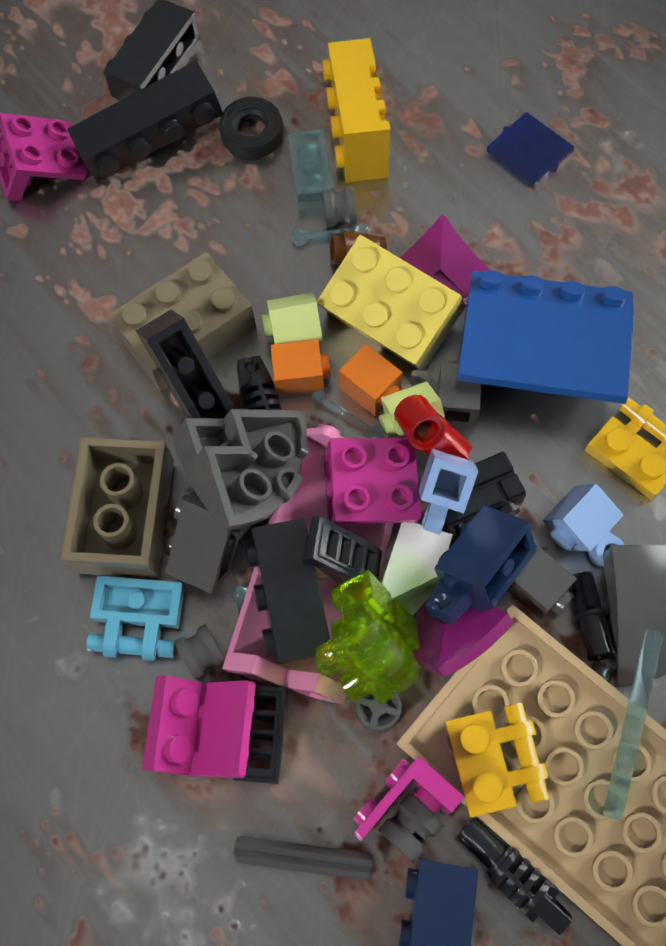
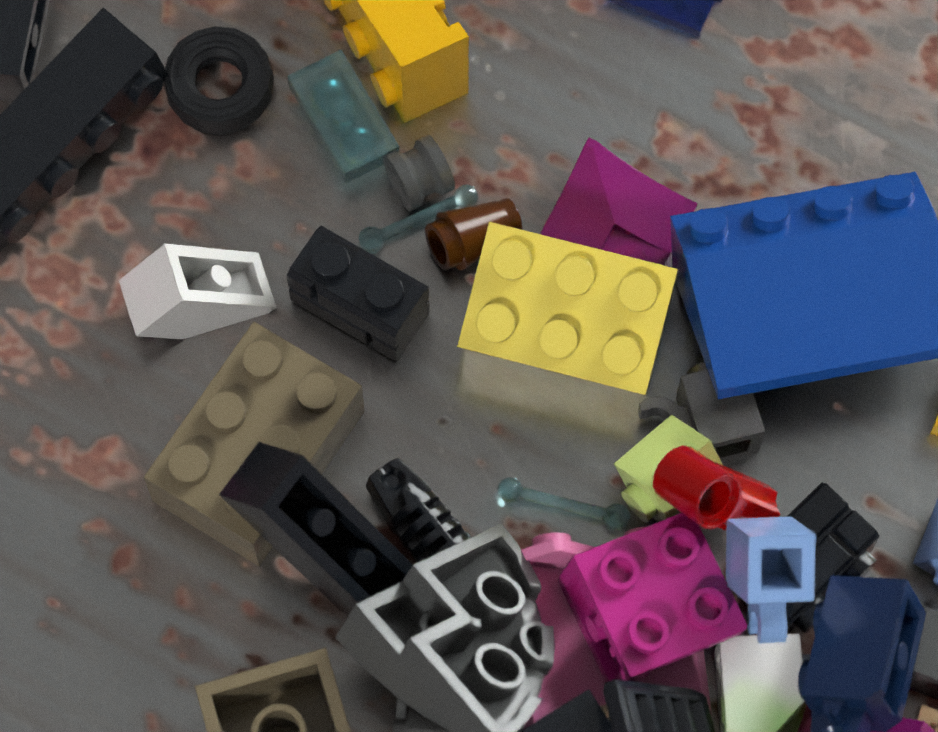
camera: 25 degrees left, 0 degrees up
(187, 229) = (195, 291): none -> white slope
(276, 257) = (358, 292): none -> black brick
(292, 319) = (427, 385): yellowish green brick -> none
(299, 368) = (465, 455): orange brick -> none
(368, 378) = (581, 437): orange brick -> none

